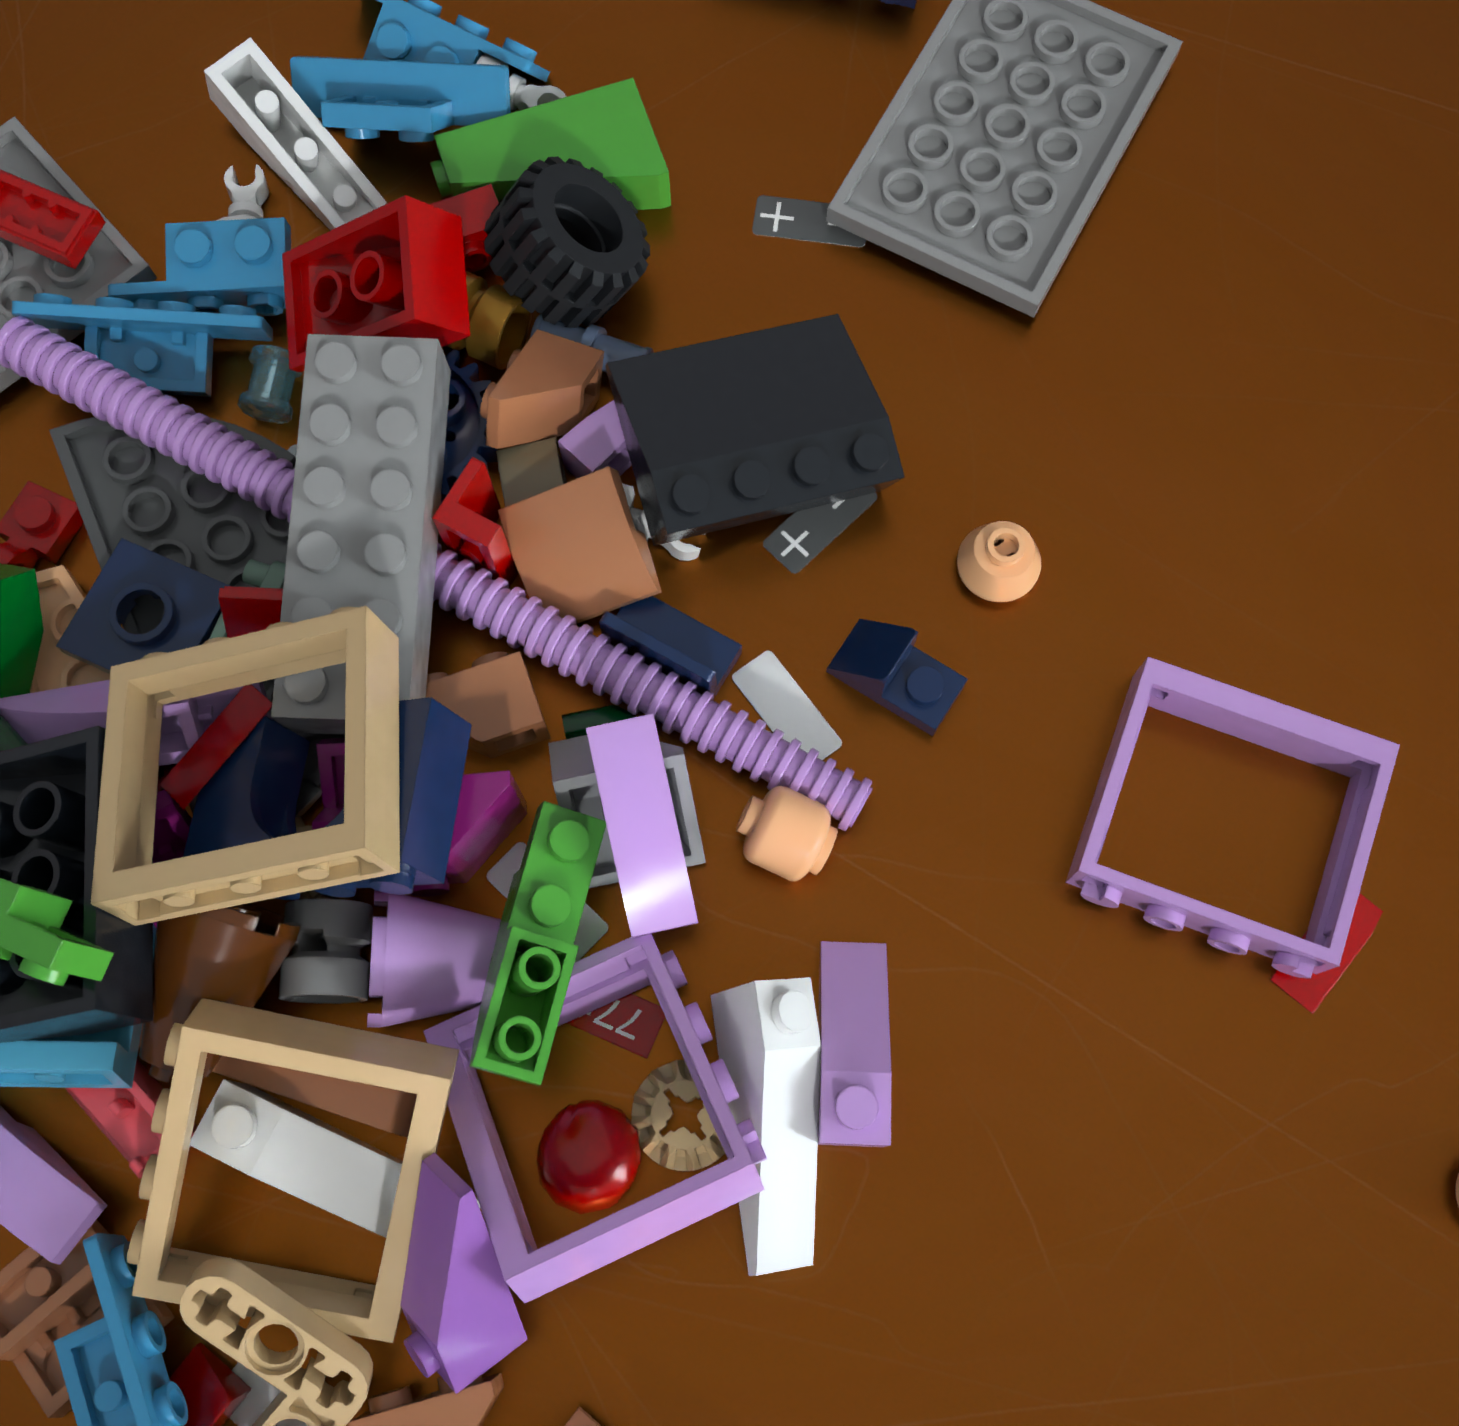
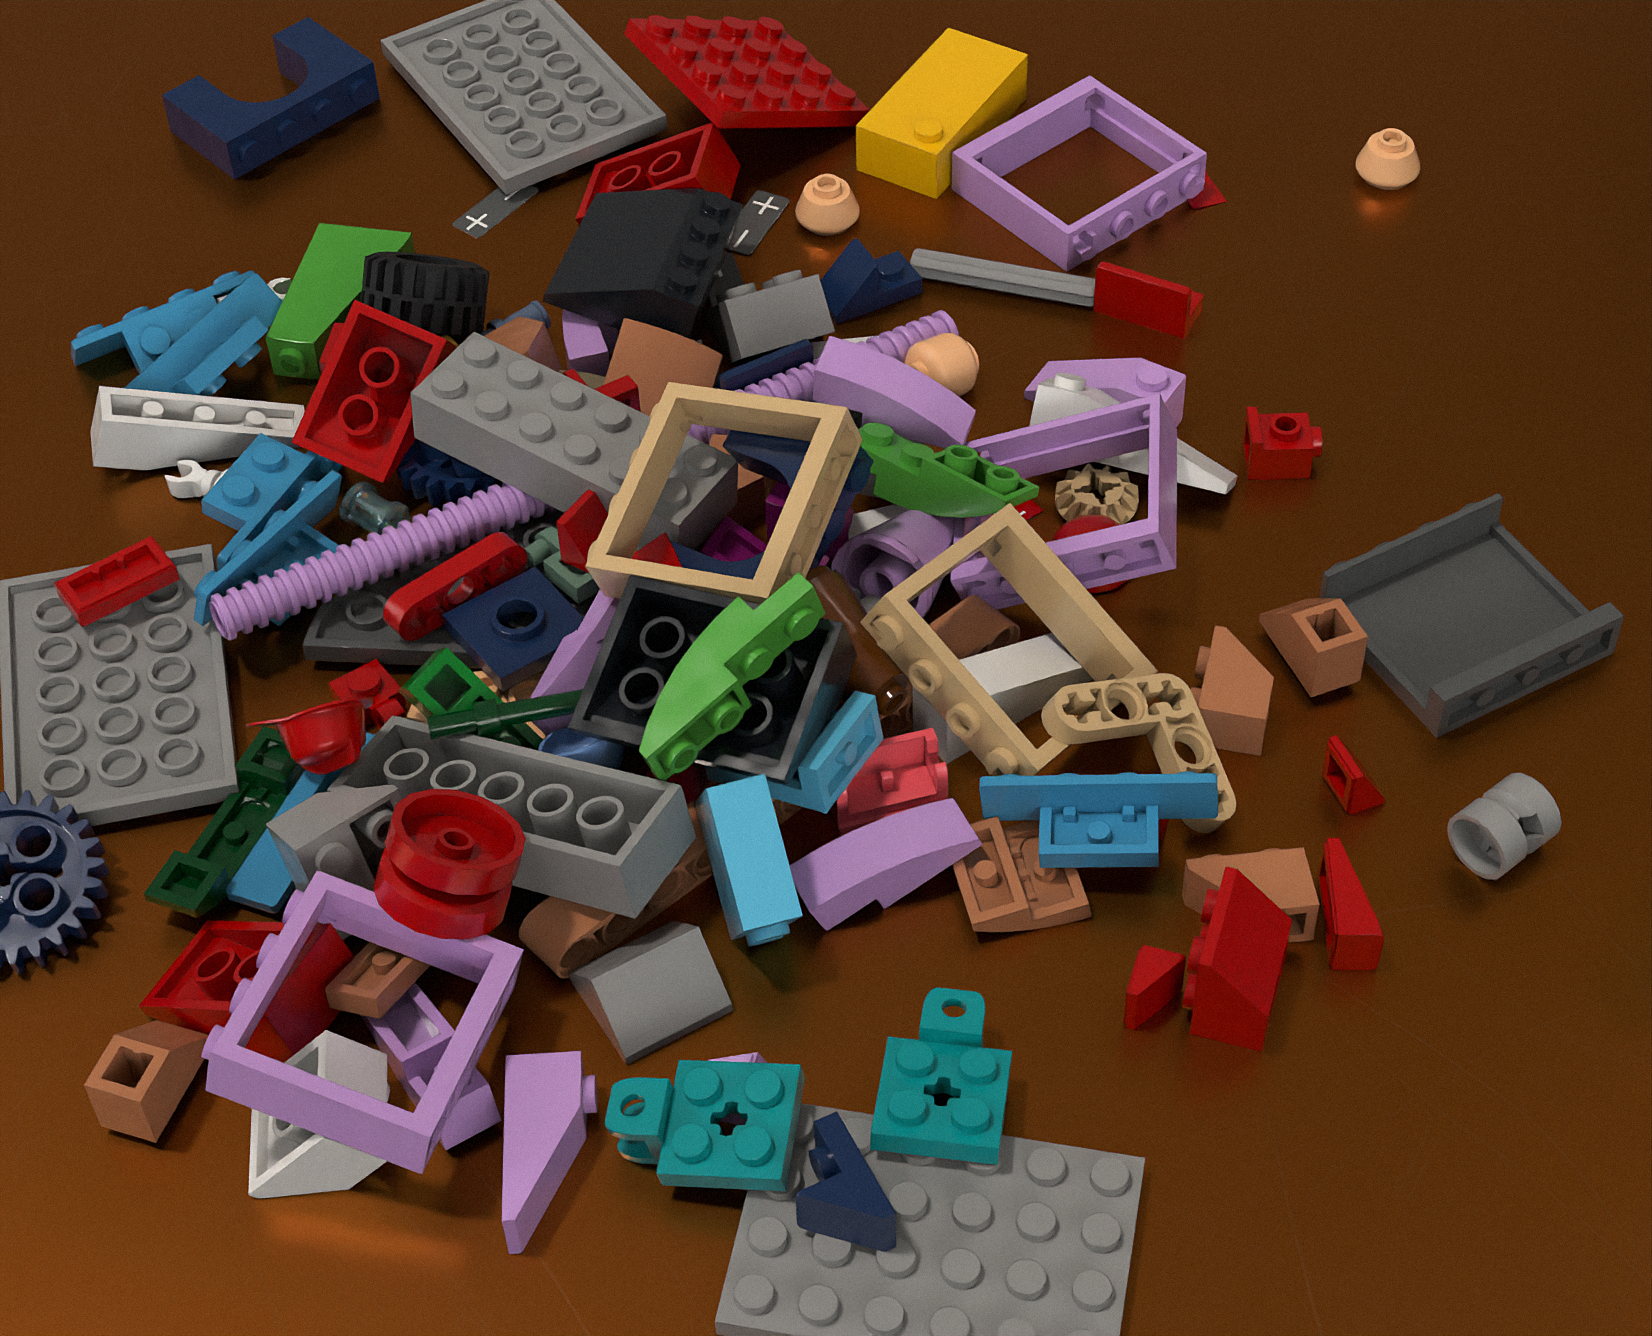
camera: 60 degrees left, 25 degrees down
(164, 527) = (420, 604): none -> red beam
(454, 1284) = (1133, 595): medium lavender slope -> none
(764, 601) = (771, 318): none -> light grey slope
(858, 1282) = (1279, 445): none -> red brick
(928, 369) = (683, 161): none -> red slope
(944, 492) = (756, 220): none -> dark grey sticker
(999, 822) = (1004, 277): none -> light grey axle
(1056, 1011) = (1146, 300): none -> red panel
(1146, 352) = (746, 72): none -> red plate
(1240, 599) = (938, 106): none -> yellow brick

